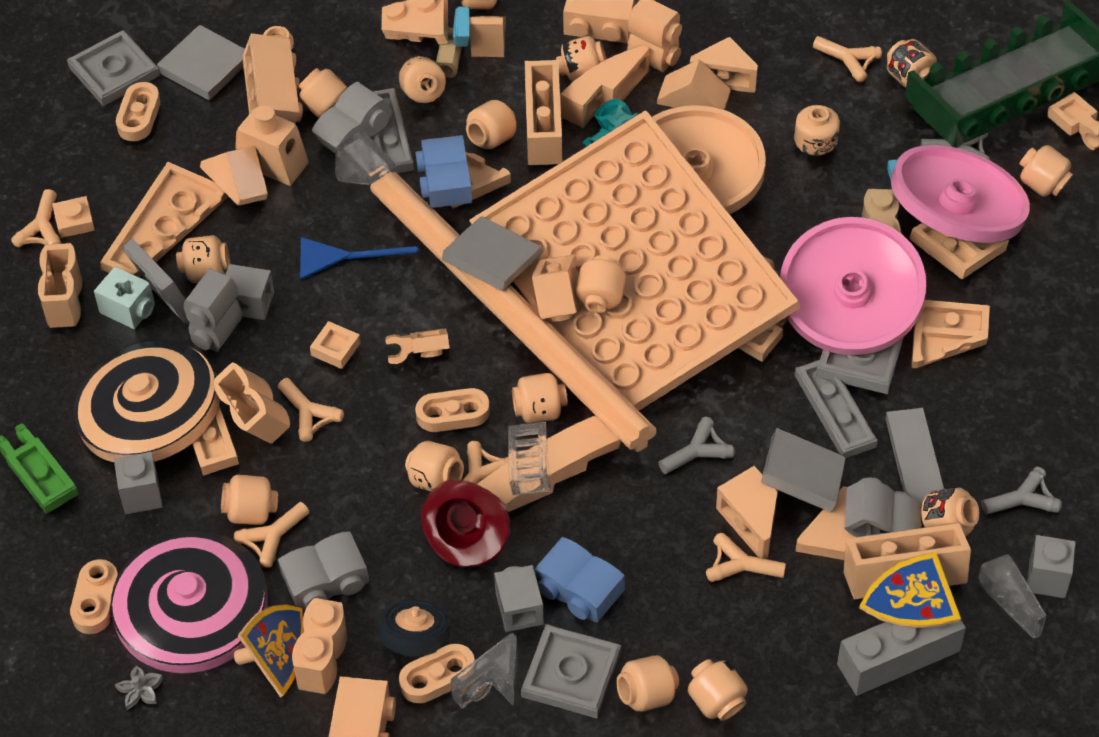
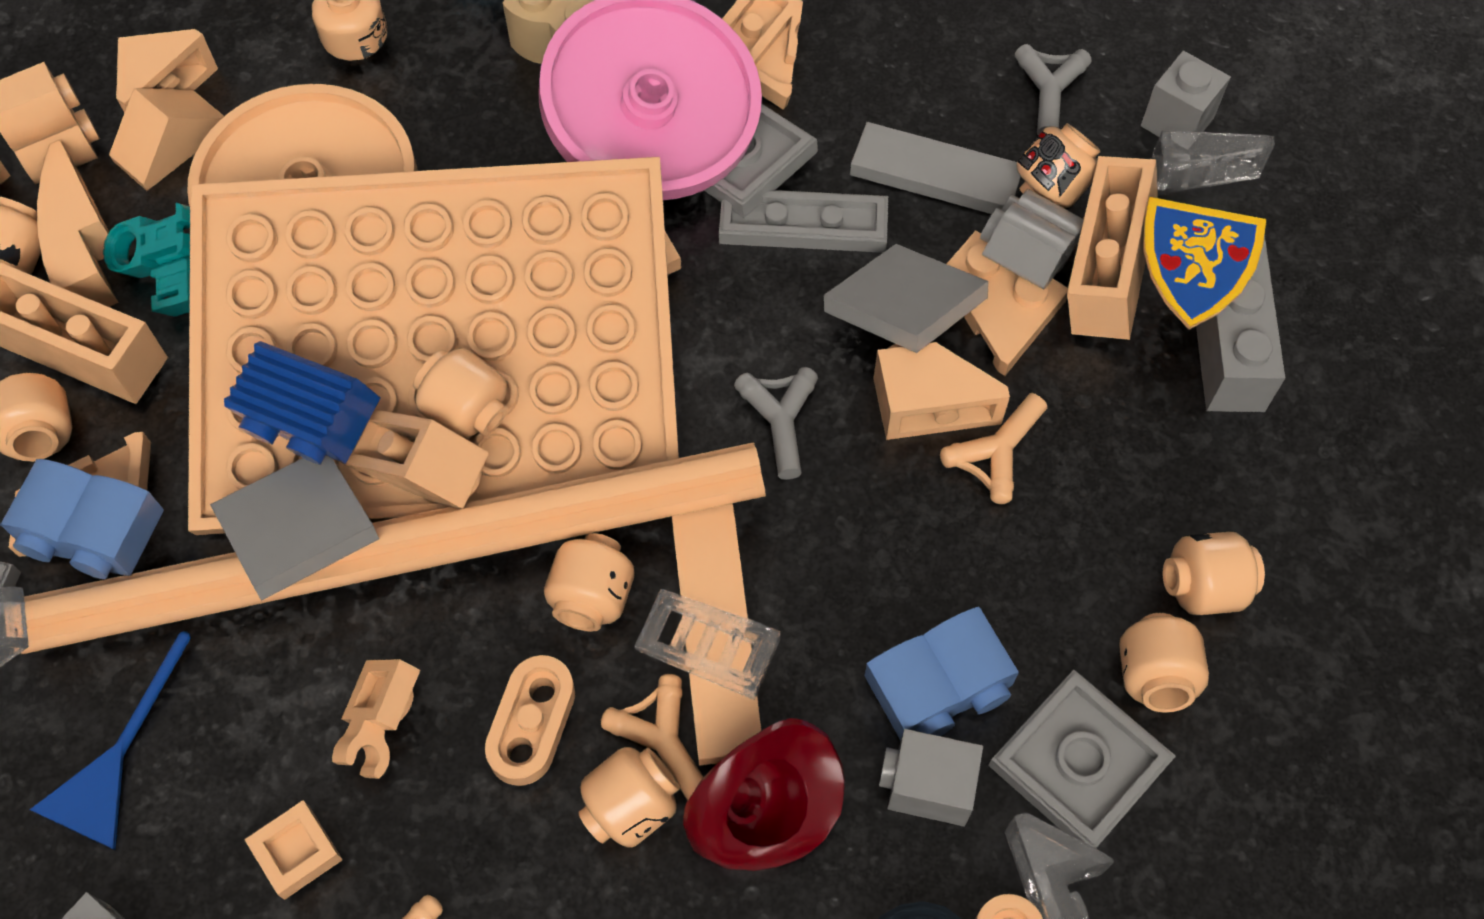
camera: 65 degrees left, 10 degrees up
(552, 220) = (302, 403): none -> blue brick

